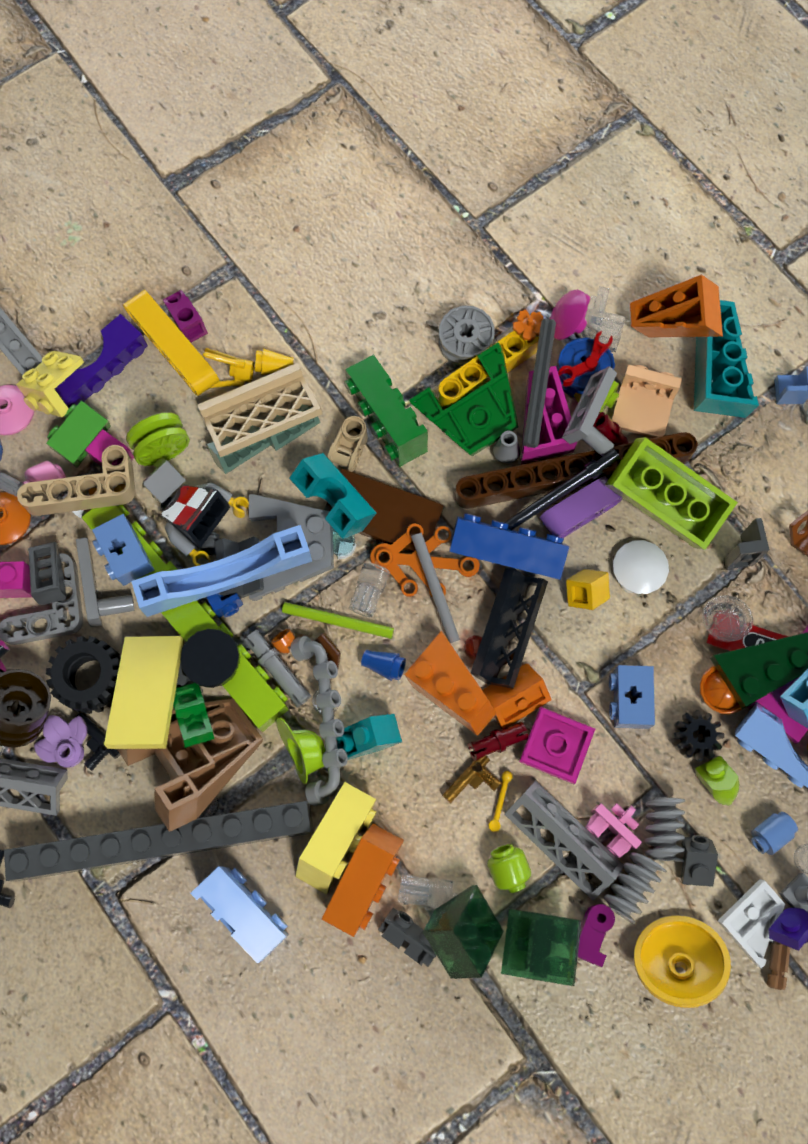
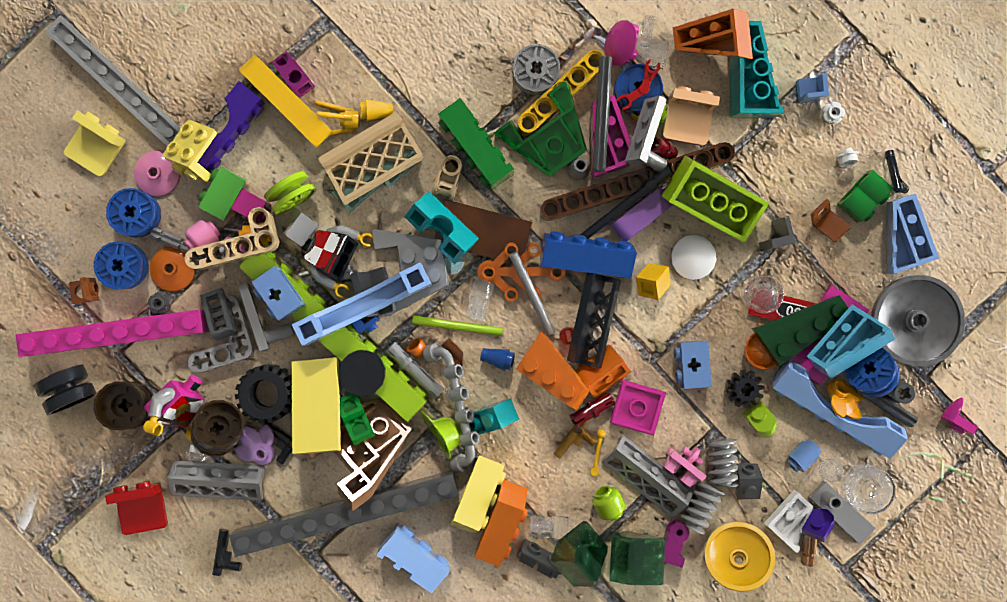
camera: 10 degrees left, 15 degrees up
(528, 324) = (588, 57): orange plant -> none

